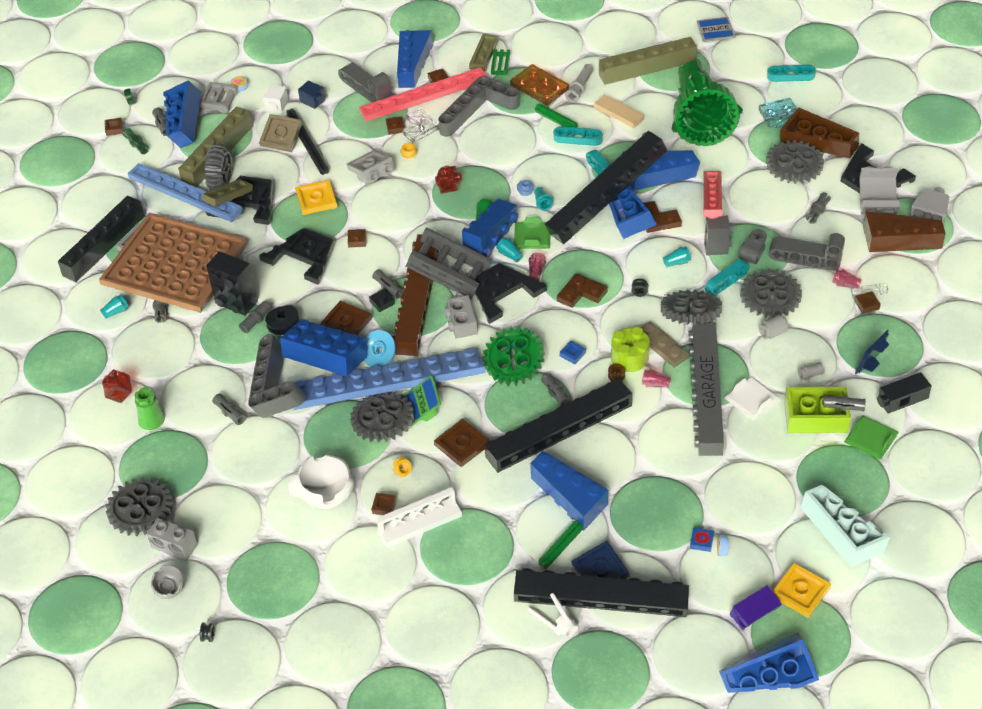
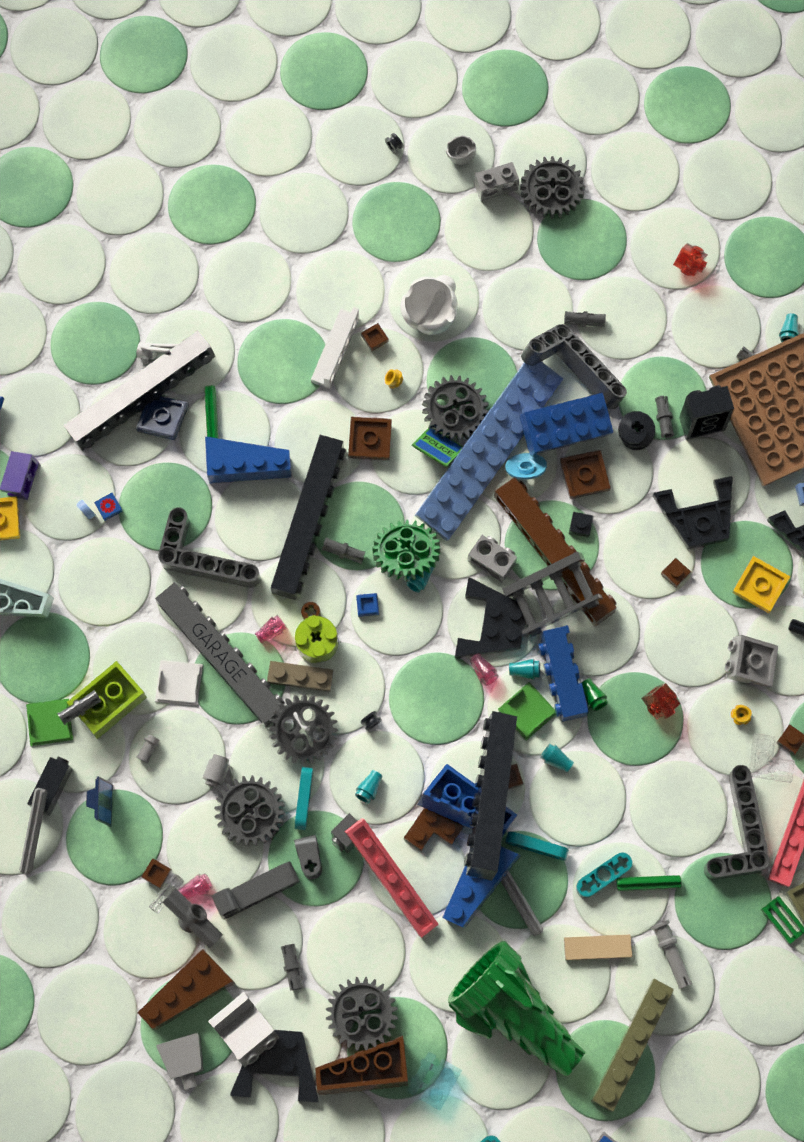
camera: 135 degrees right, 25 degrees up
(148, 410) = (639, 263): bright green plant -> none
(382, 278) = (593, 544): dark grey pin -> none
(525, 187) = (587, 767): medium blue plate -> none
(539, 84) = (709, 915): clear orange plate -> none
(581, 287) = (425, 683): reddish brown plate -> none
(680, 463) = (200, 559): none -> dark grey beam
(863, 262) = (192, 918): none -> dark grey piece
(939, 369) = (33, 830): none -> light grey axle

